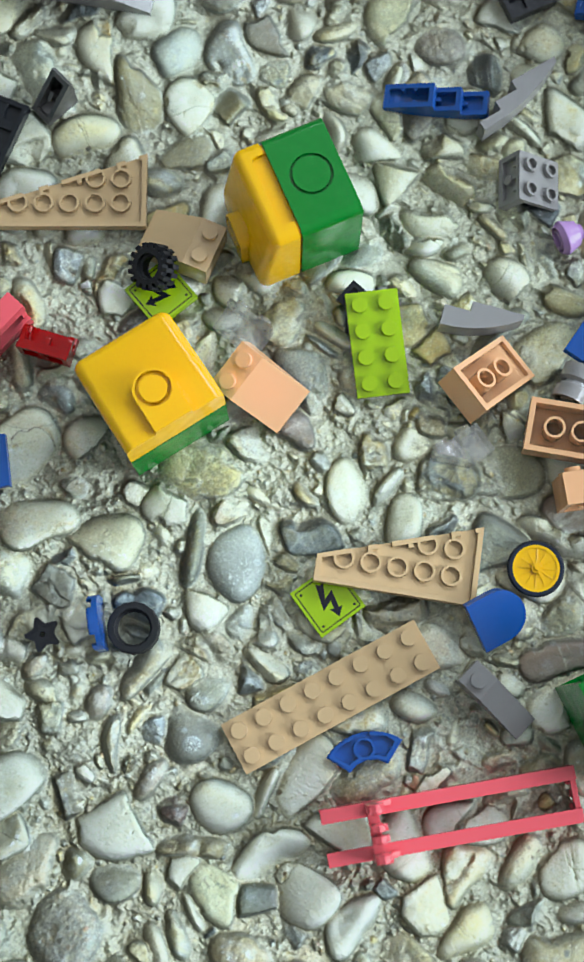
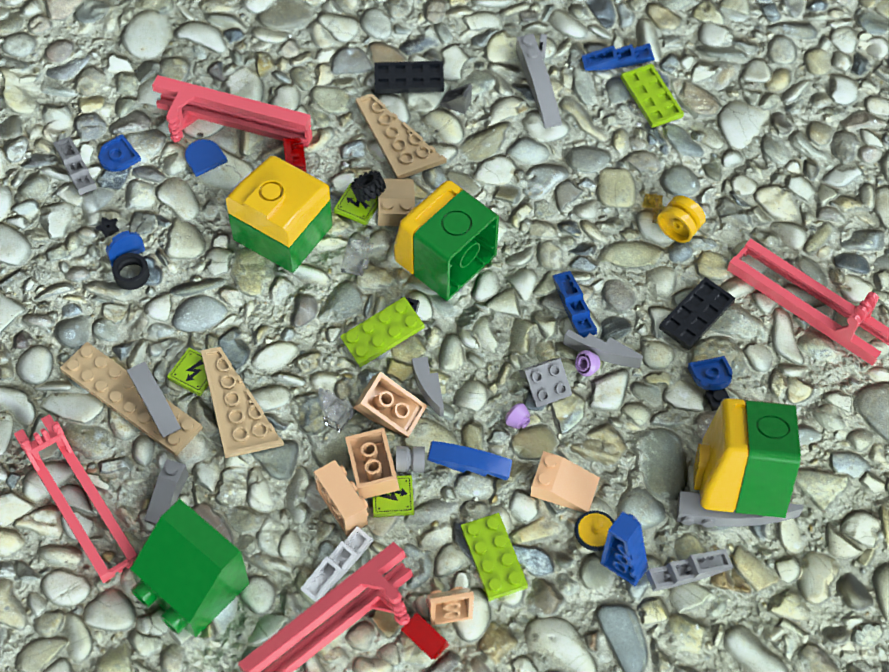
camera: 65 degrees right, 20 degrees down
(260, 386) = (319, 274): light nougat slope -> none
(361, 667) = (153, 399): none -> light grey slope
(363, 747) = (103, 429): blue tile -> none
(496, 617) = (223, 471): blue tile -> none
(529, 124) = (587, 363): none -> lavender cone
(535, 568) = (269, 486): yellow wheel -> none

